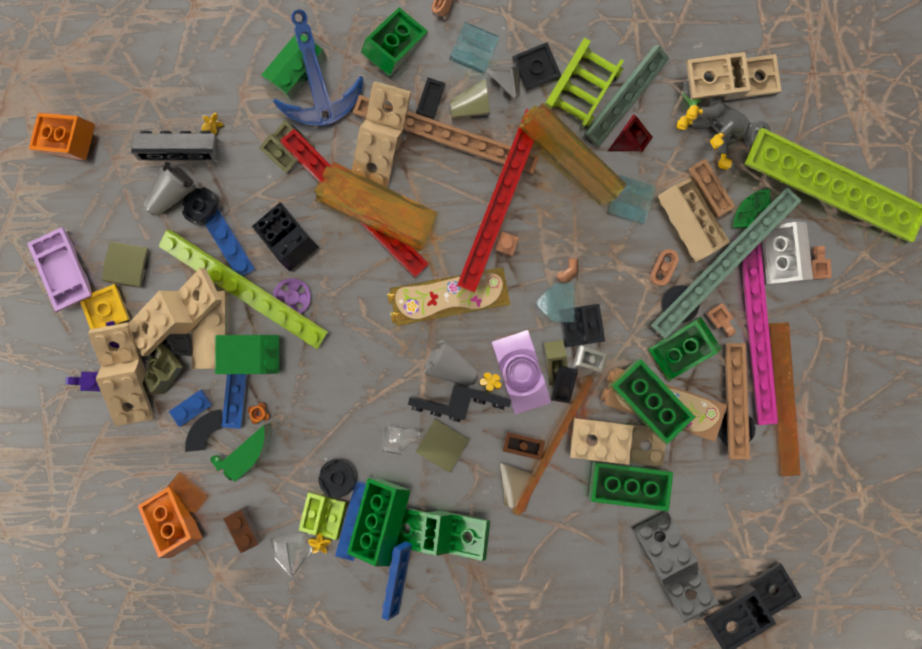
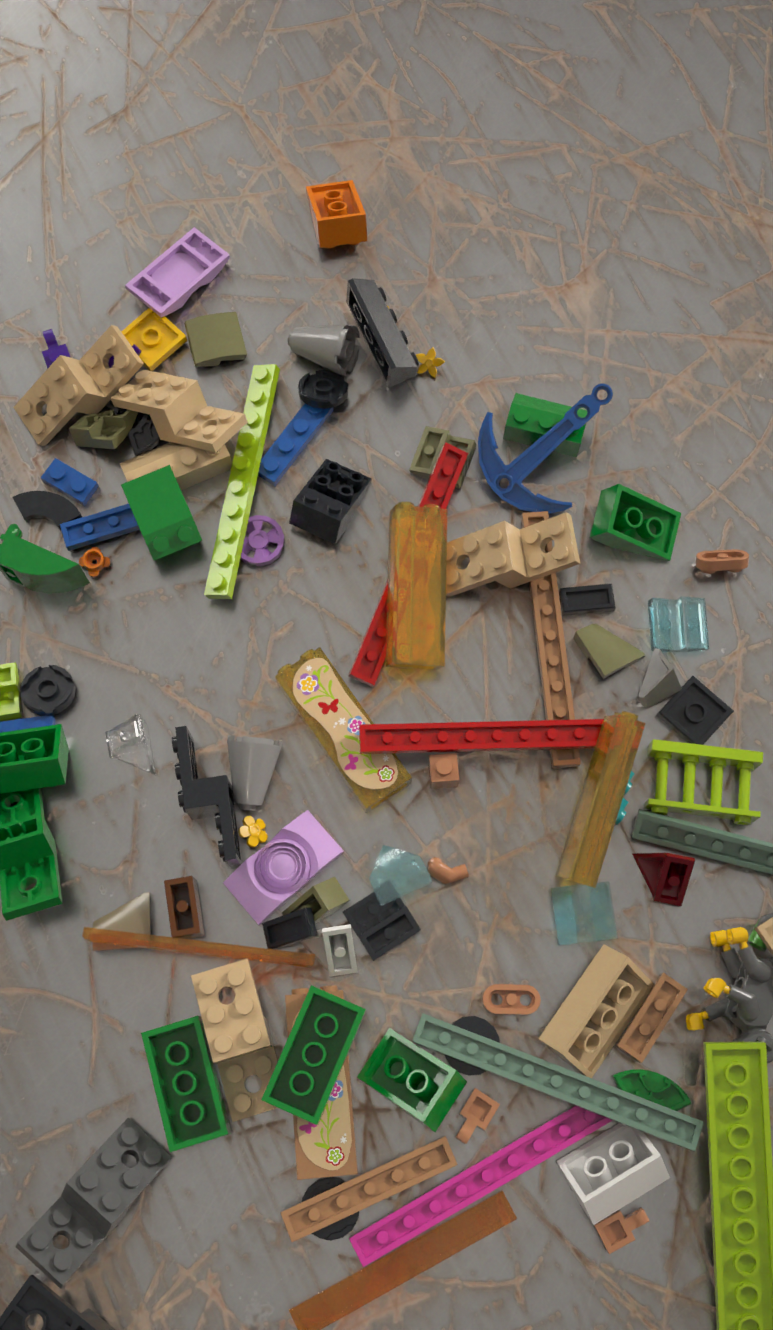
camera: 70 degrees right, 15 degrees down
(442, 445) = (142, 805): olive slope -> none

